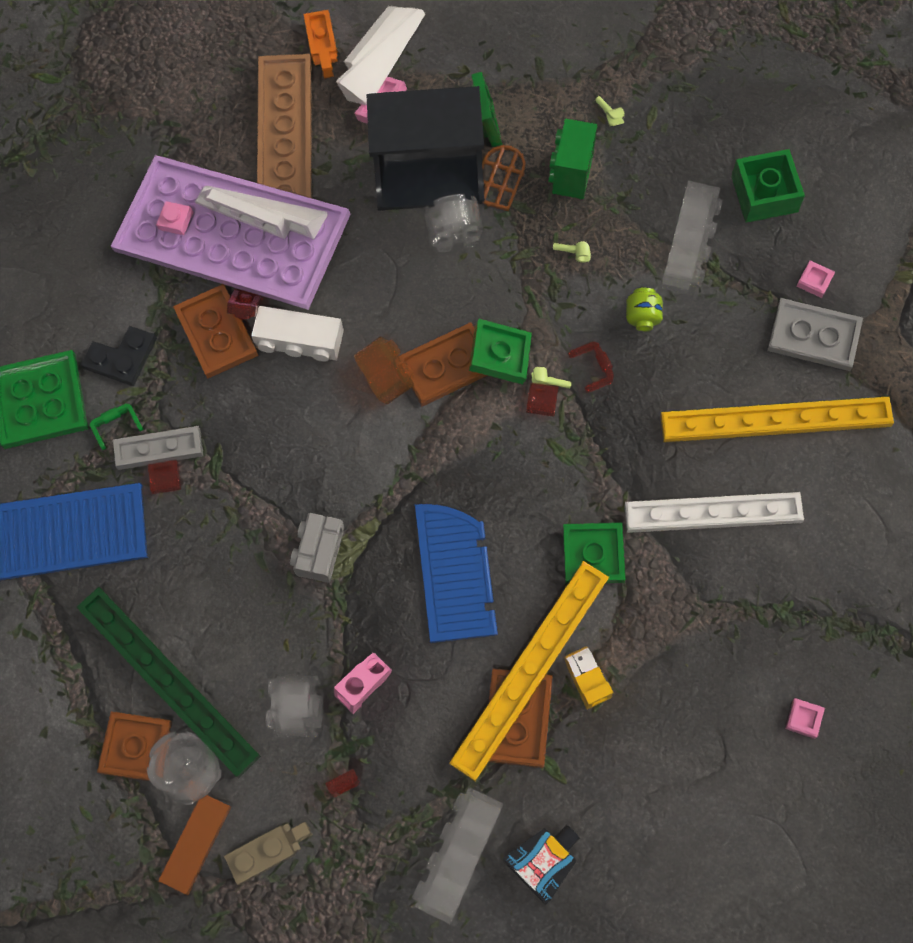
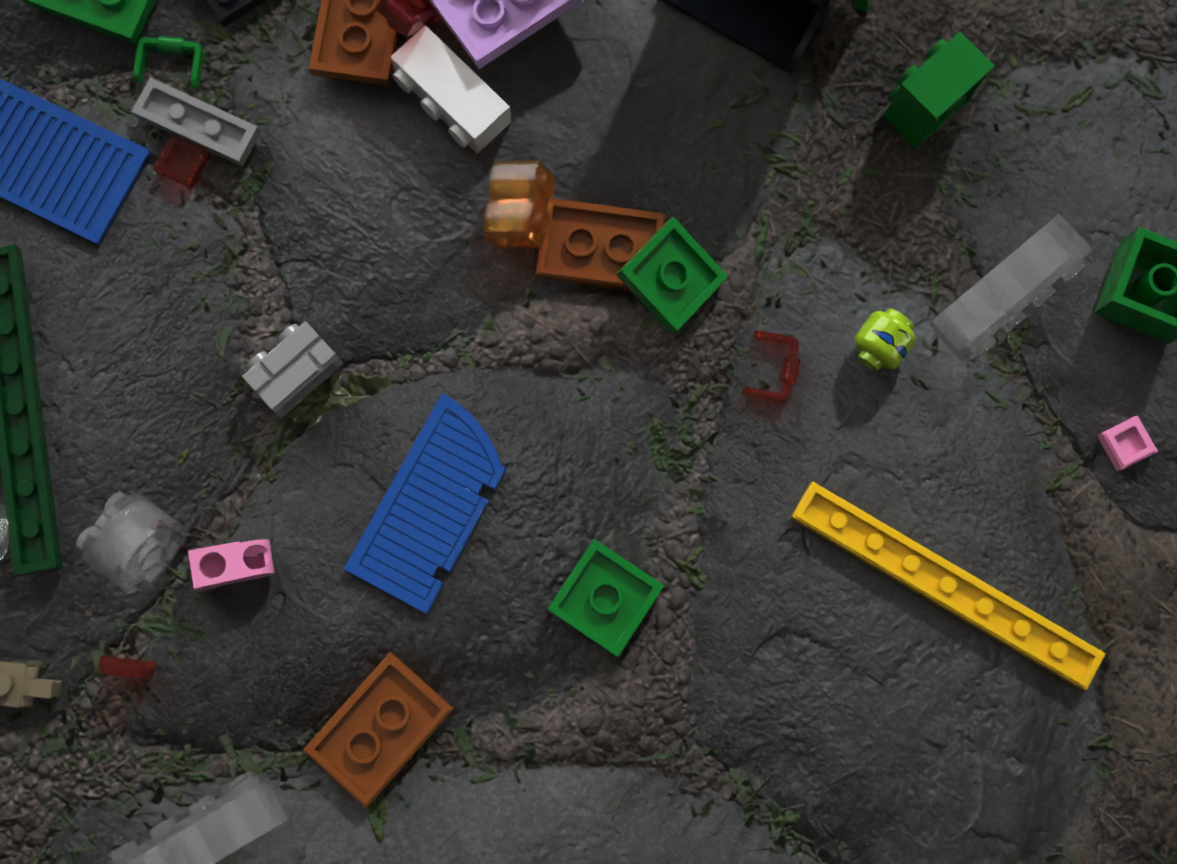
camera: 25 degrees right, 10 degrees up
(453, 222) = (731, 74): clear brick -> none
(504, 187) = (852, 50): dark orange window -> none
(528, 671) = (427, 686): yellow tile -> none
(540, 376) = (698, 341): yellowish green hand -> none
(542, 399) = (682, 367): clear red tile -> none
(581, 250) = (865, 211): yellowish green hand -> none
(588, 677) = (490, 741): yellow leg -> none
(614, 116) = (1031, 67): yellowish green hand -> none
(713, 512) = (786, 646): white tile -> none
(815, 334) = (1074, 512): light grey tile -> none

